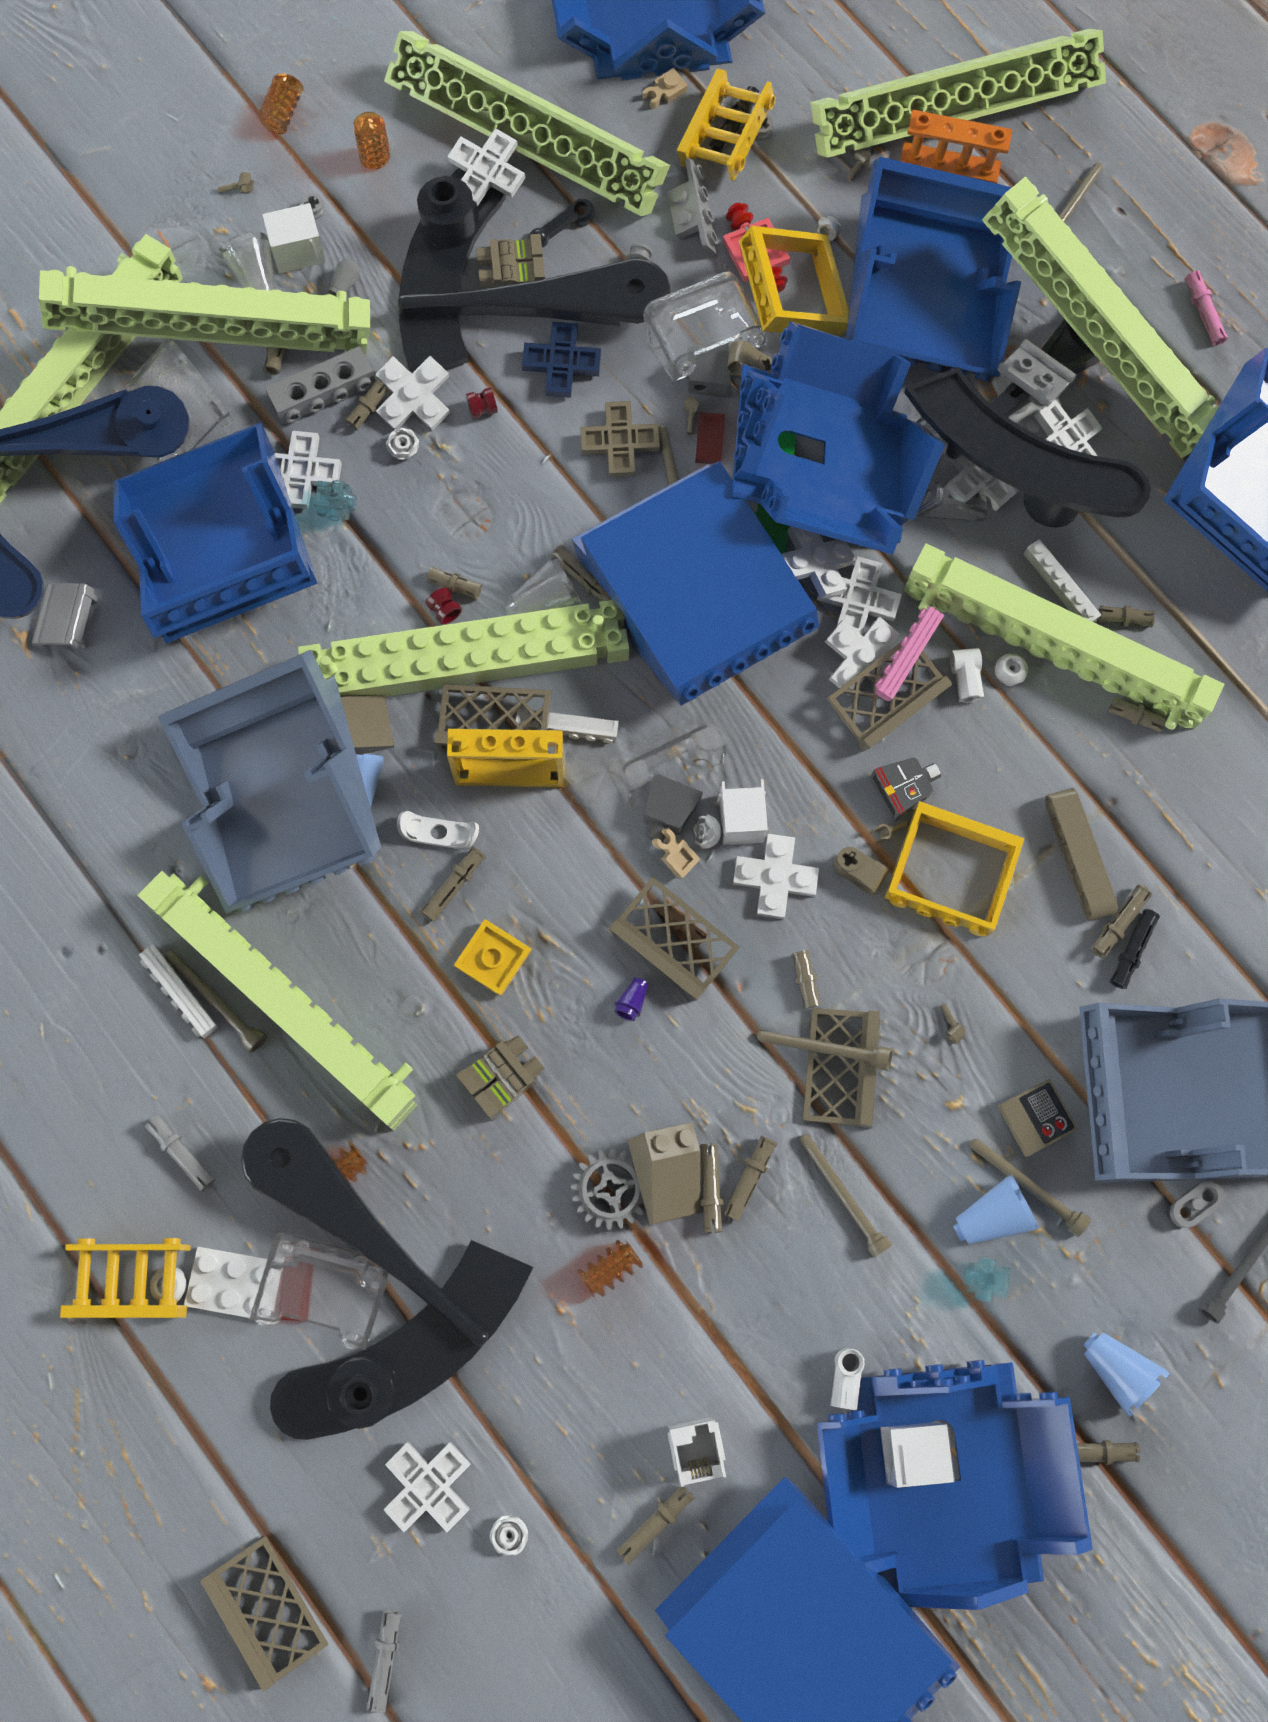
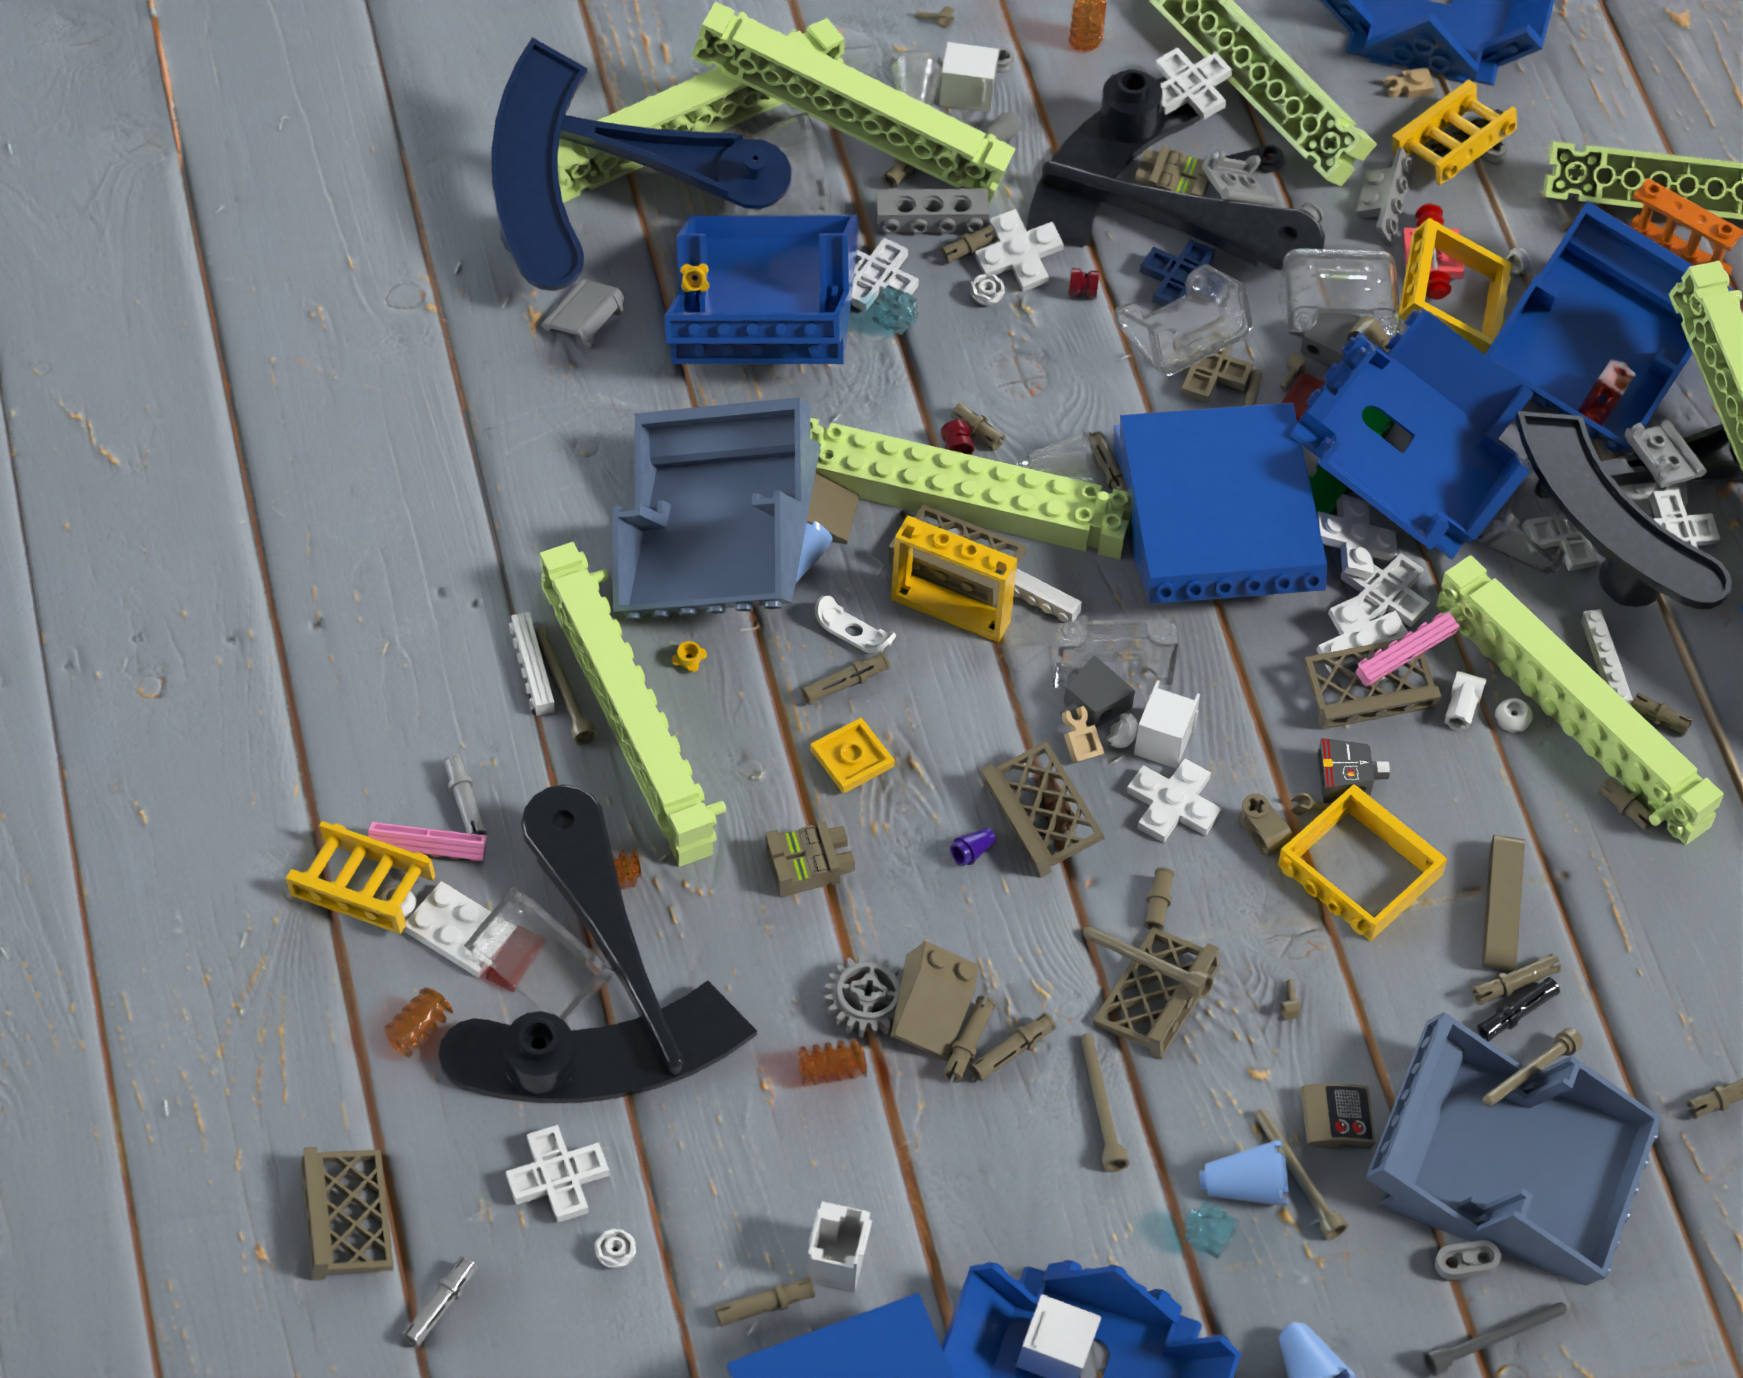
camera: 25 degrees right, 20 degrees down
(151, 559) = (694, 285): none -> yellow plate
(167, 1213) = (431, 841): none -> bright pink piece
(240, 1401) = (415, 1019): none -> clear orange piece
(304, 916) = (691, 649): none -> yellow plate
(565, 248) = (1235, 178): none -> light grey piece
(591, 409) = (1193, 326): none -> clear windscreen
(846, 1383) = (1023, 1258): white piece -> none
(962, 320) = (1612, 383): none -> clear red torso
(1186, 964) = (1565, 1044): none -> dark tan piece

